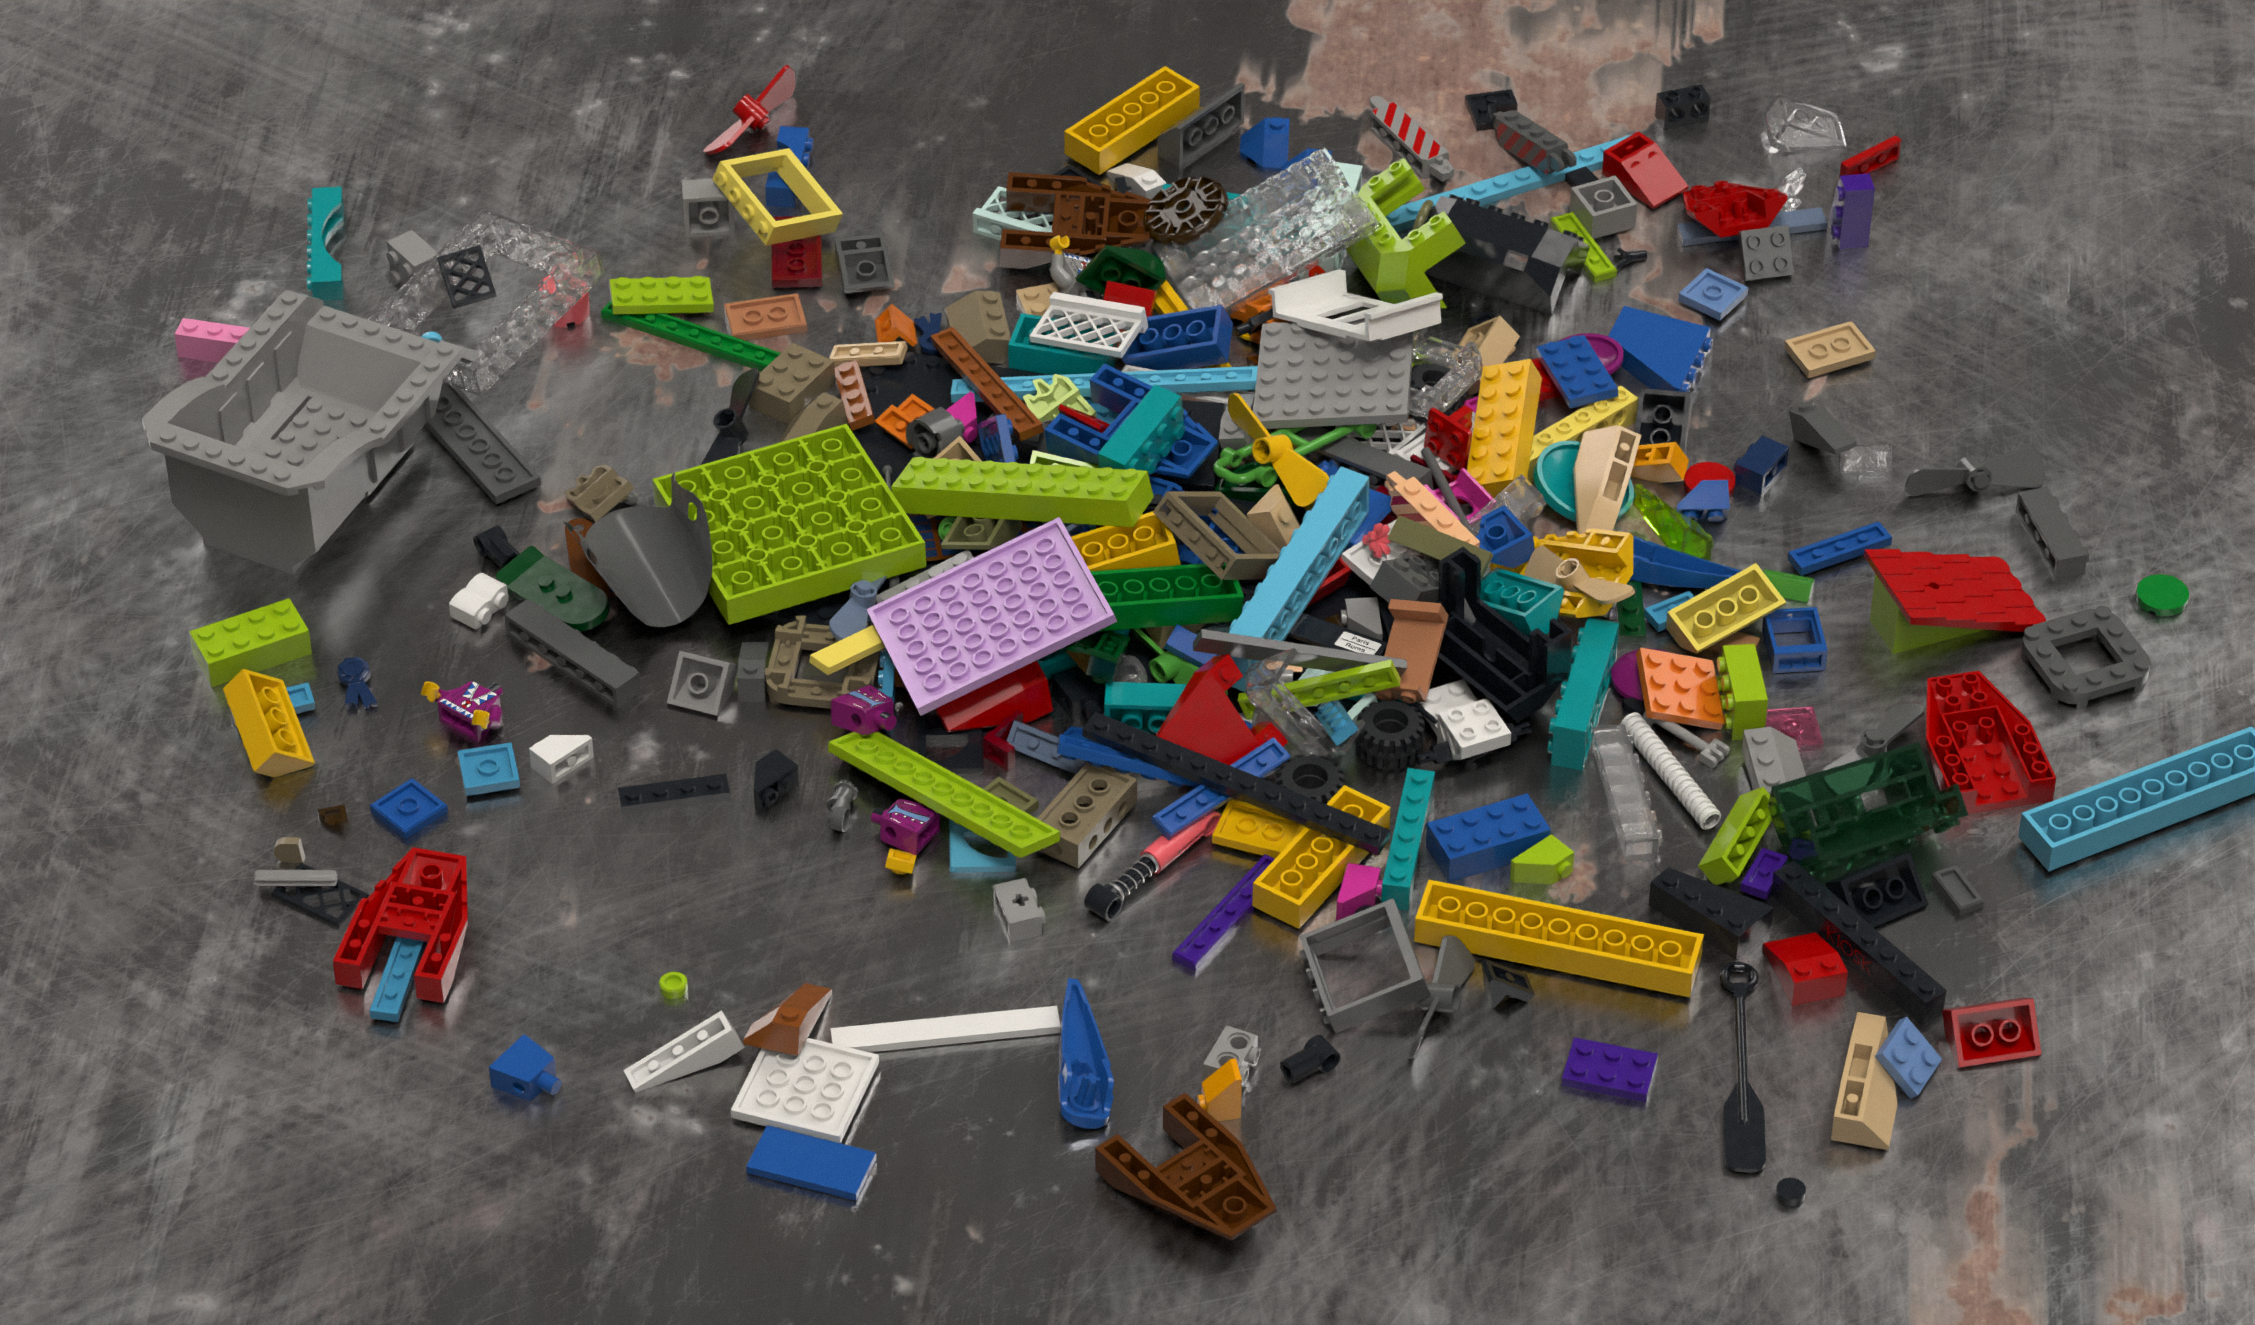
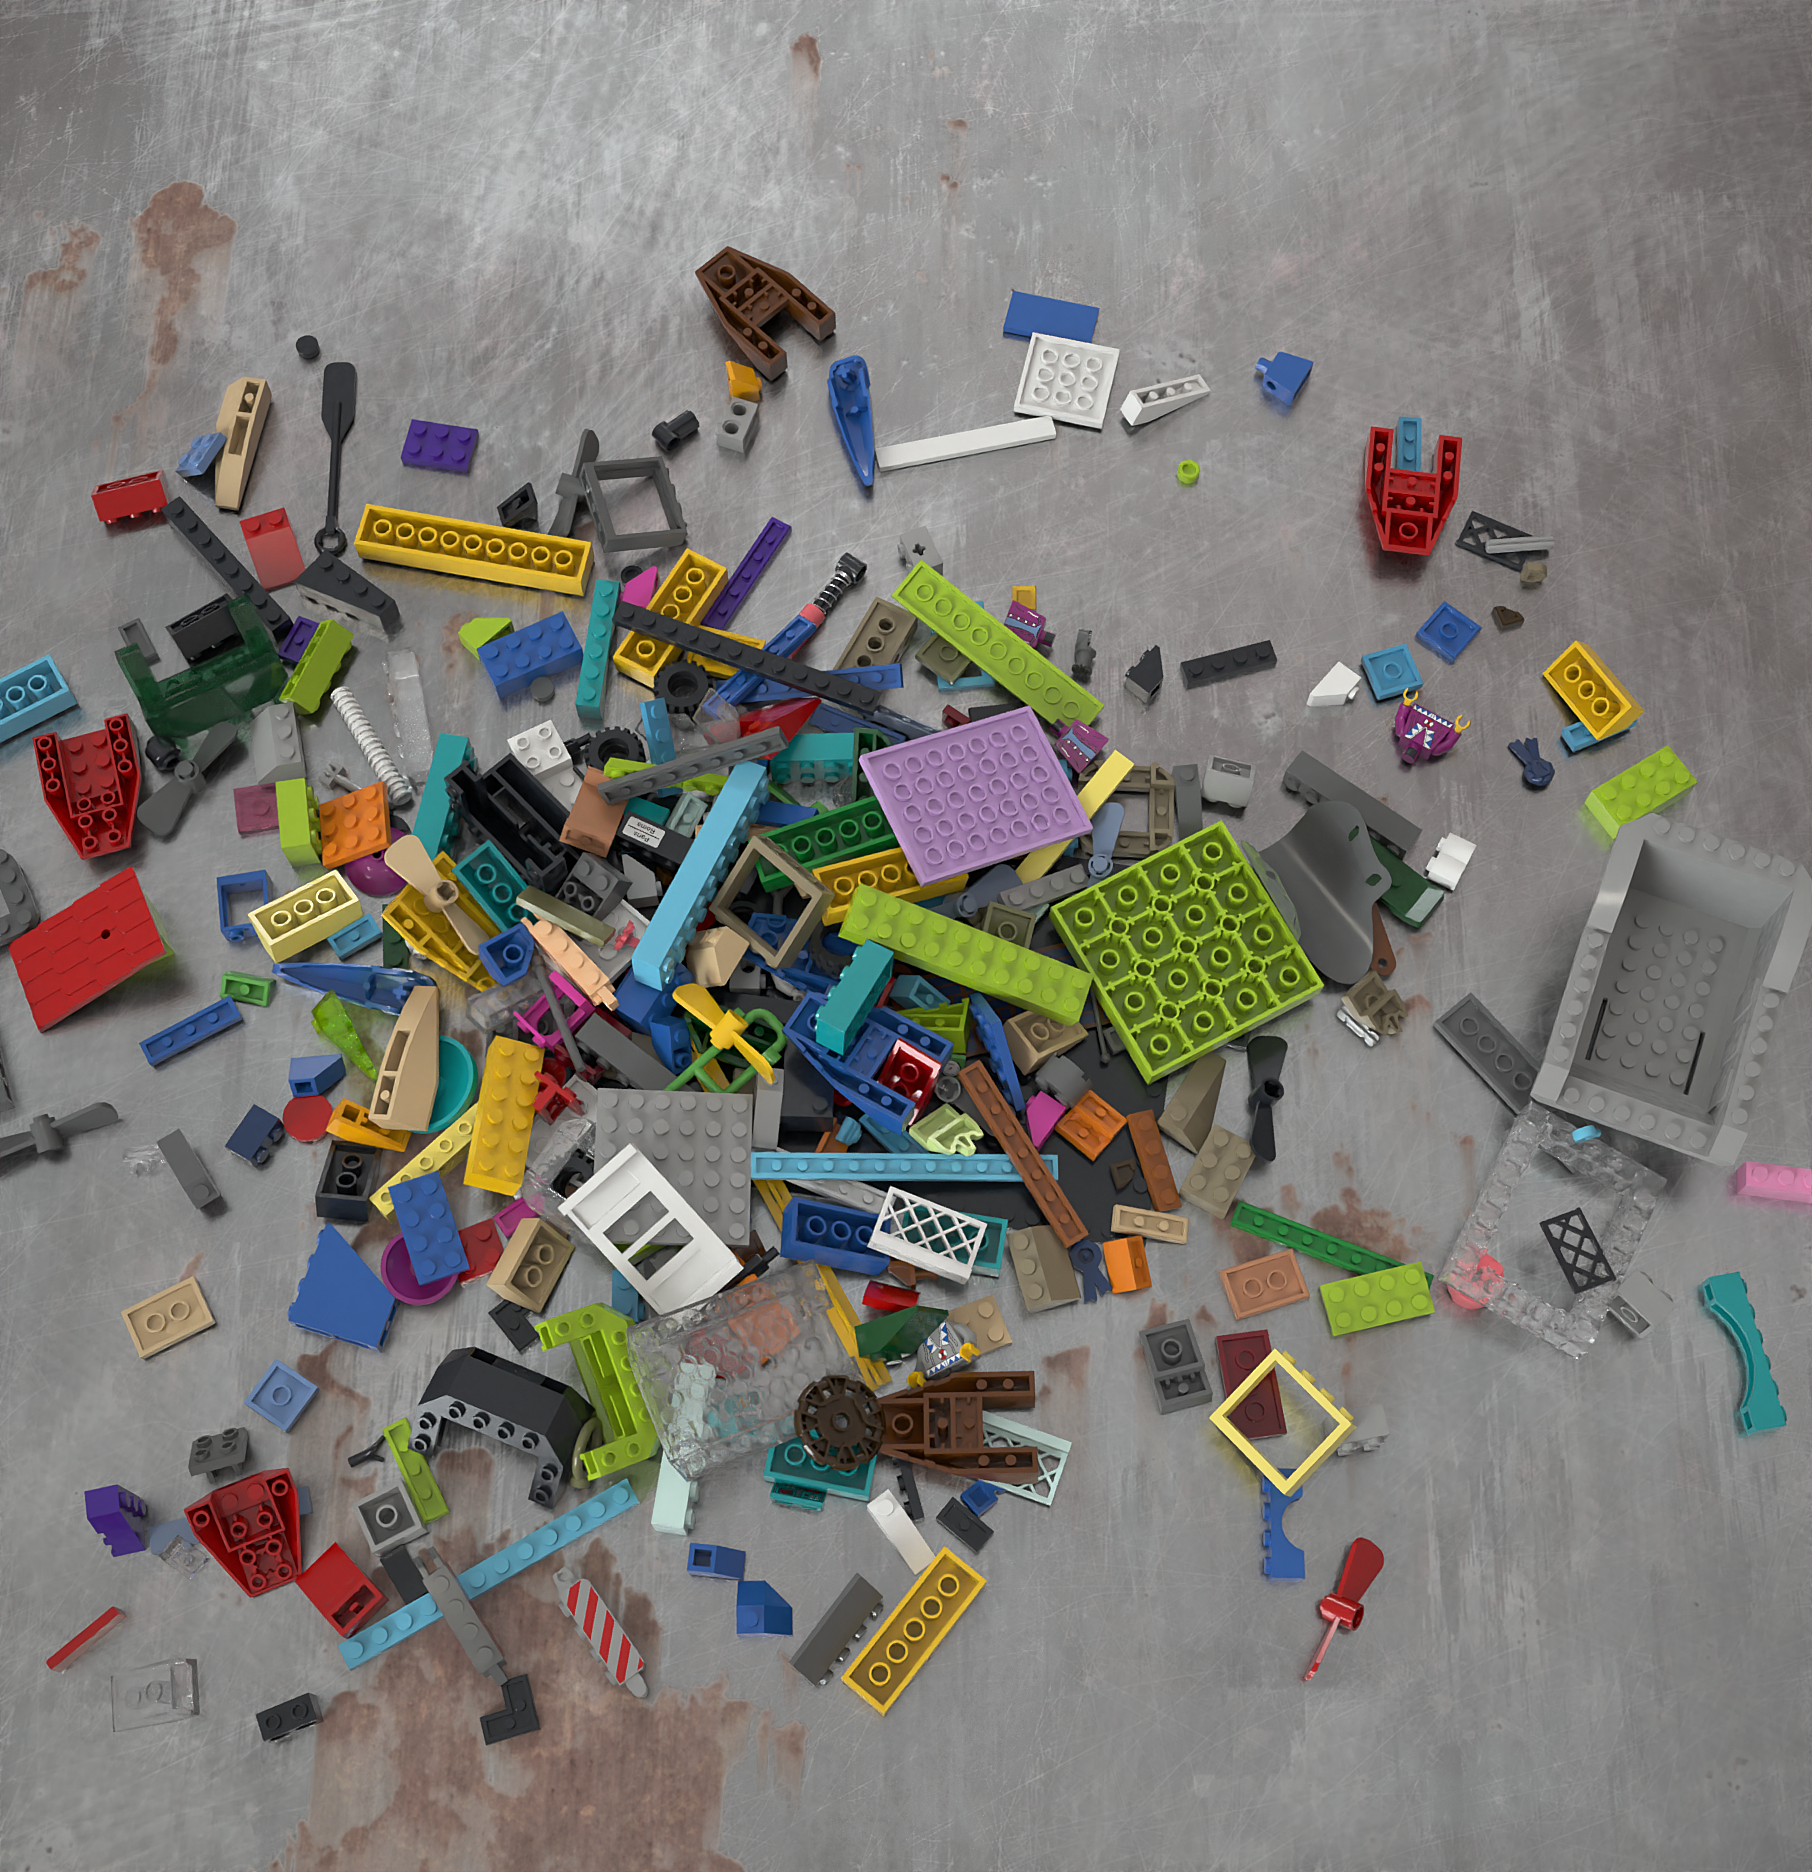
camera: 175 degrees right, 25 degrees up
(495, 545) = (1456, 935): black piece -> none
(790, 1021) = (1091, 422): dark orange wedge -> none
(887, 389) = (1122, 1172): none -> dark brown tile

